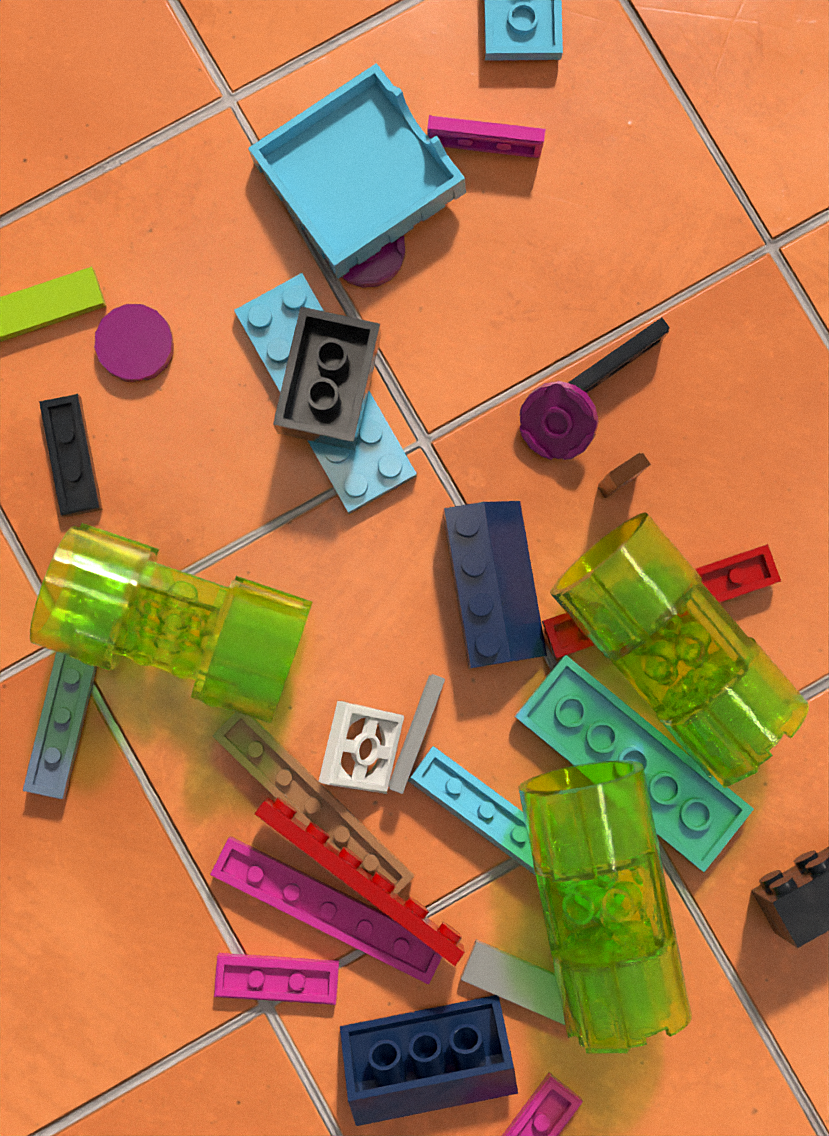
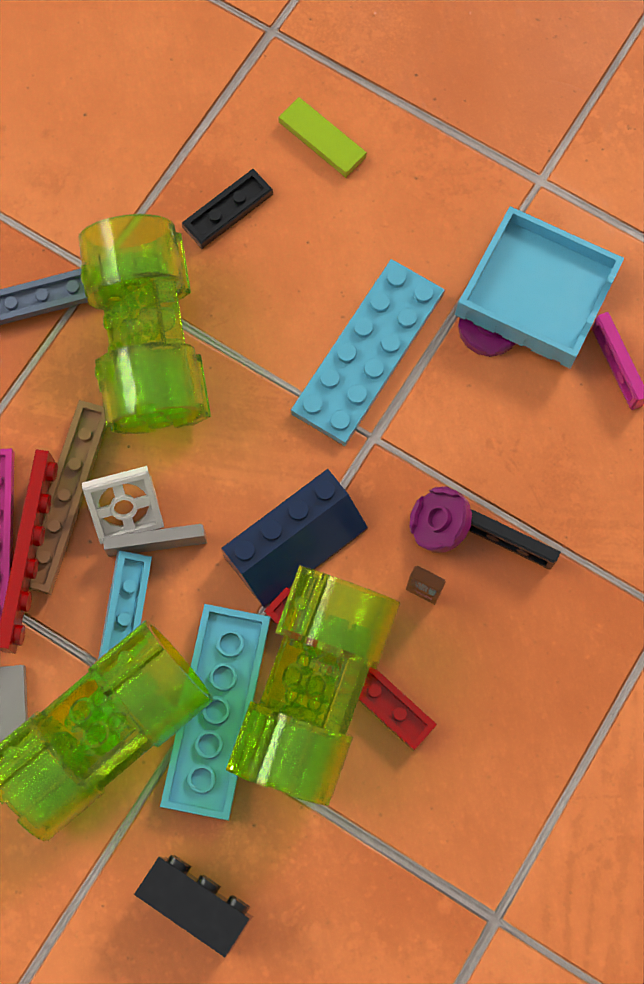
camera: 65 degrees right, 10 degrees down
(134, 342) = (329, 207): magenta tile -> none
(327, 378) = (374, 339): black brick -> none

